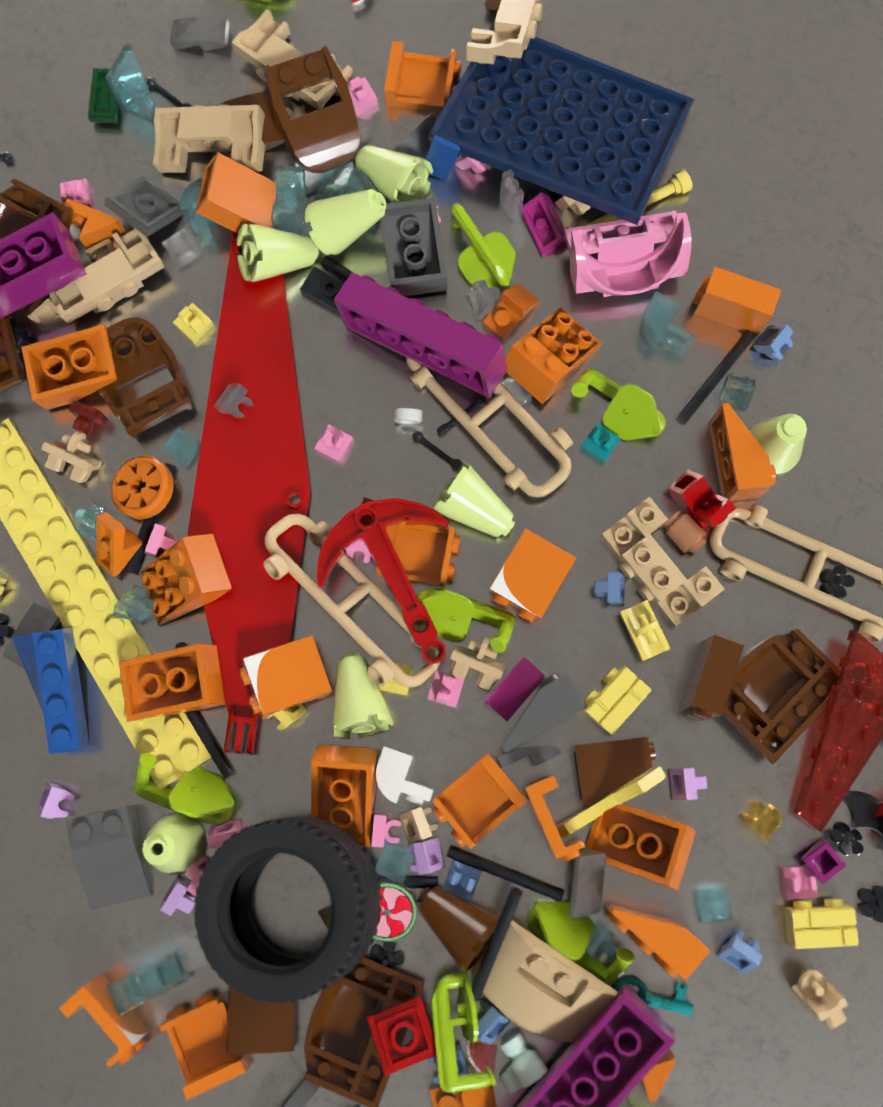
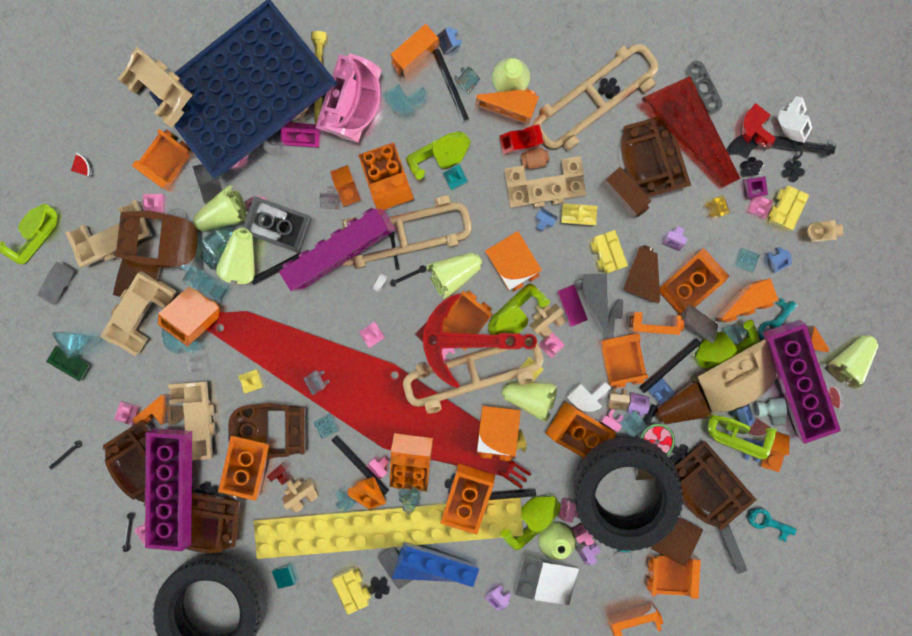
camera: 65 degrees left, 10 degrees up
(46, 315) = (198, 468): tan tile -> none
(144, 206) = (159, 374): dark grey tile -> none
(147, 982) = (625, 591): clear light blue brick -> none
(152, 83) = (102, 316): black hinge -> none
(152, 497) = (329, 461): orange wheel -> none
(272, 252) = (234, 312): yellowish green cone -> none
(322, 288) = (271, 290): black plate -> none
(383, 1030) = (718, 474): red piece -> none
(442, 157) = (227, 177): blue slope -> none
(488, 257) = (304, 181): lime piece -> none
(496, 942) = (705, 390): black bar -> none
(628, 791) = (664, 271): light yellow tile -> none

